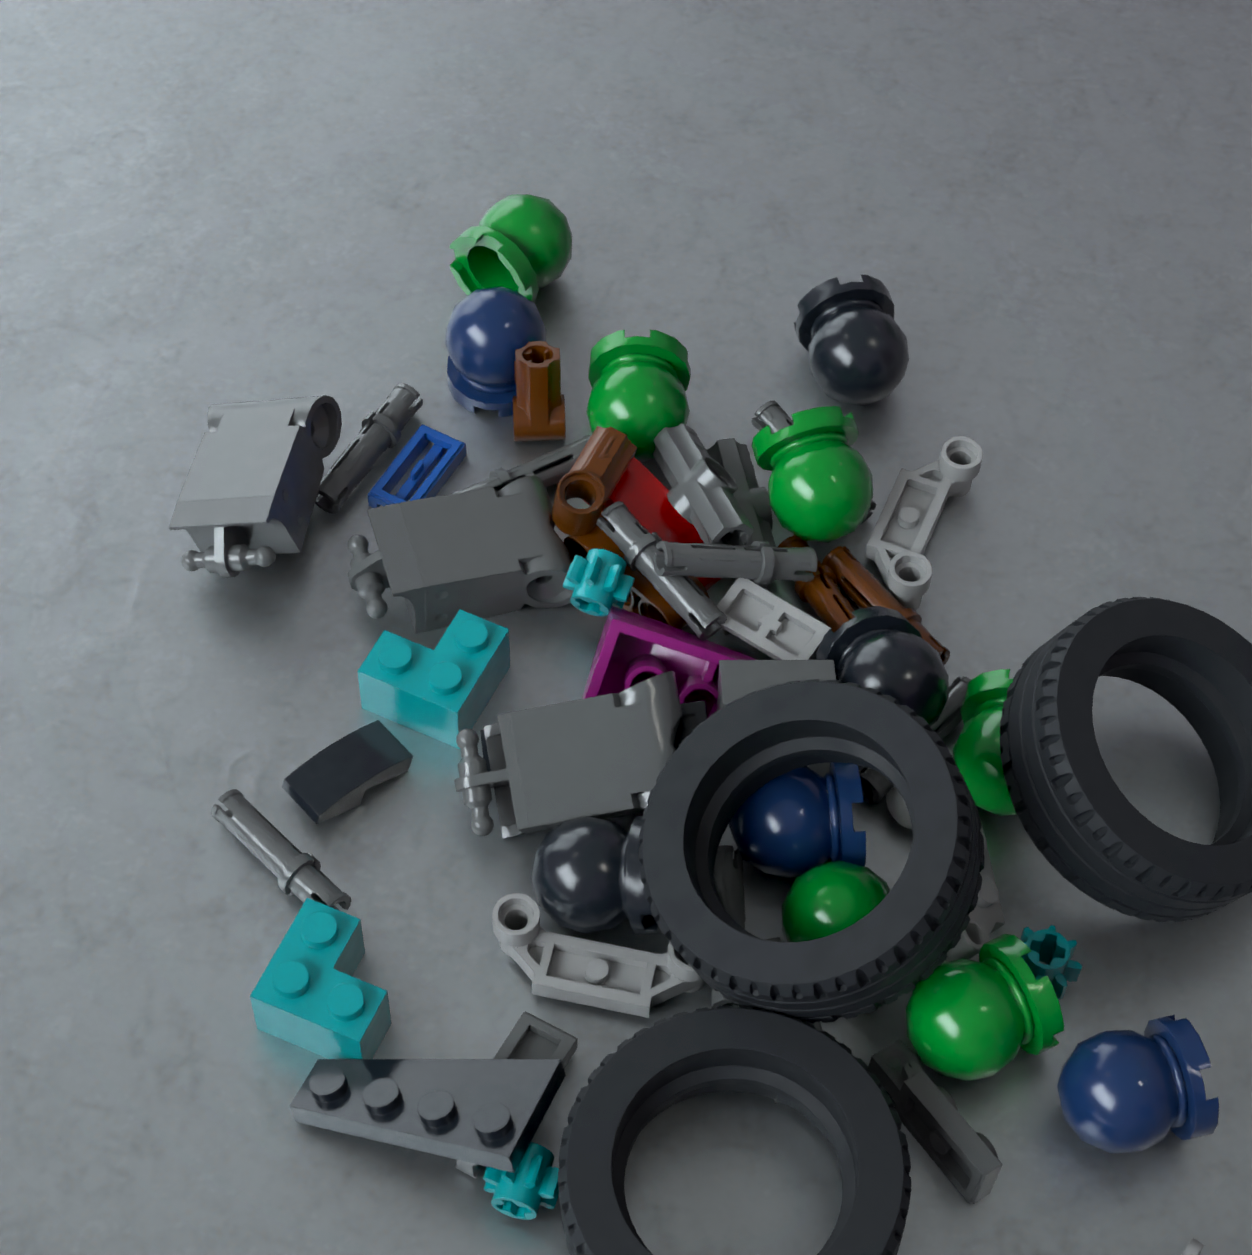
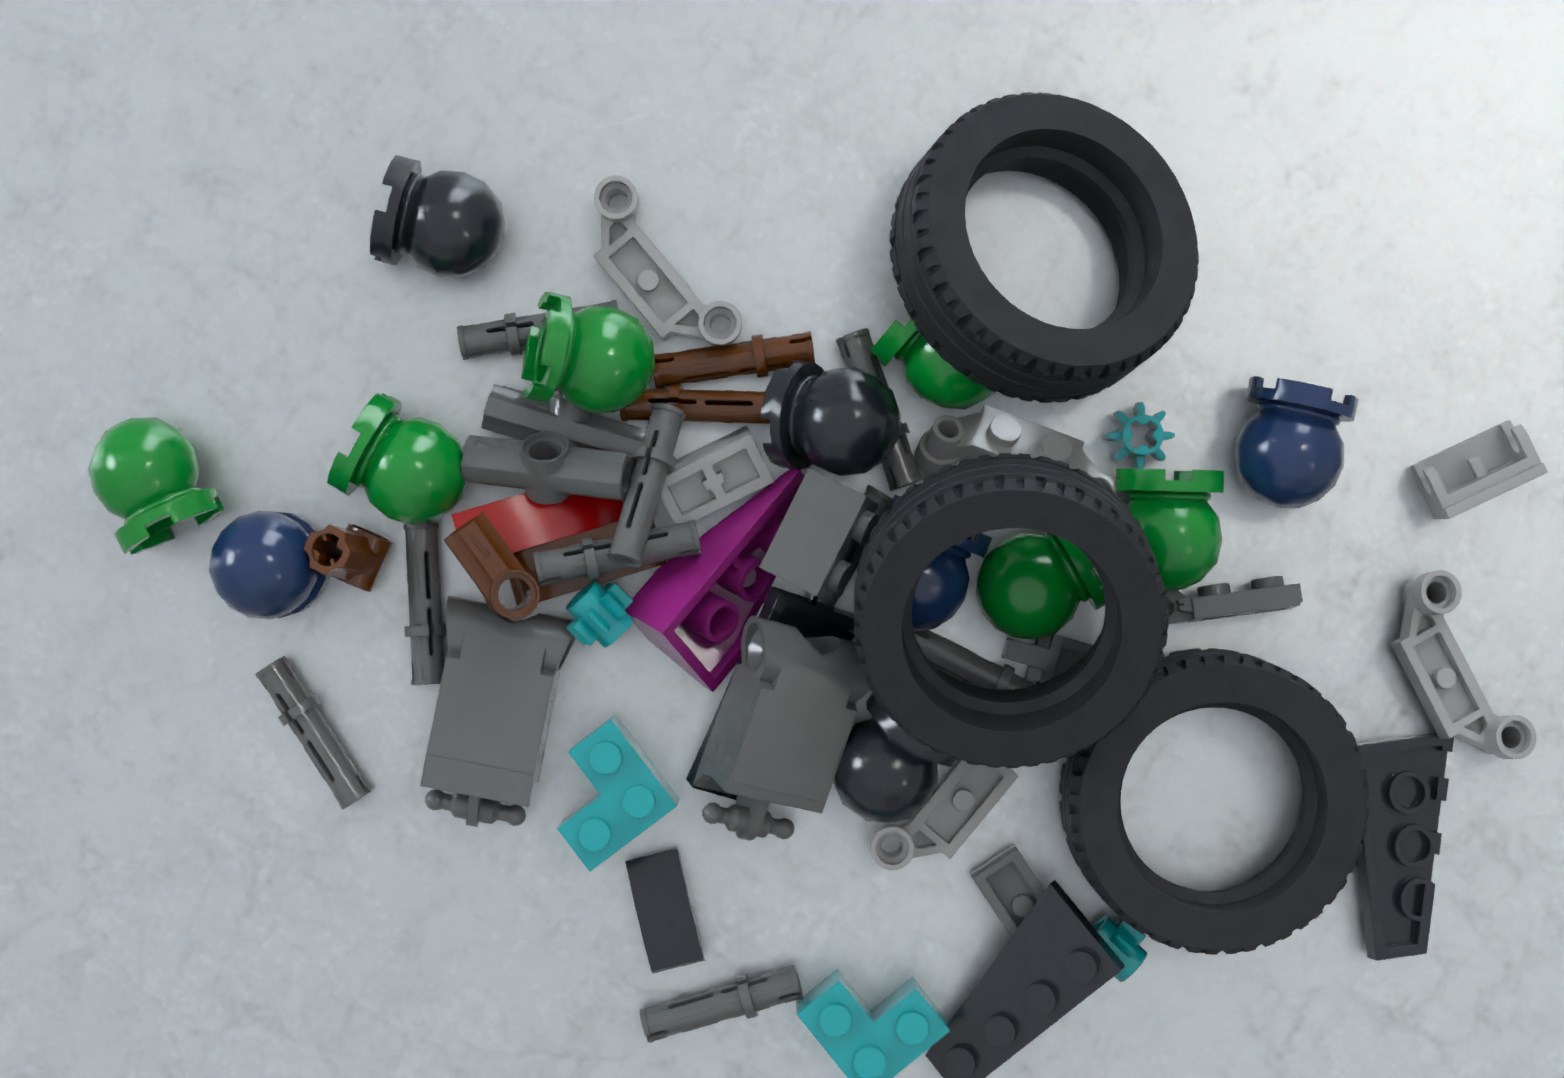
camera: 60 degrees left, 35 degrees up
(255, 481) = (319, 866): piece -> none
(380, 493) = (380, 685): blue tile -> none

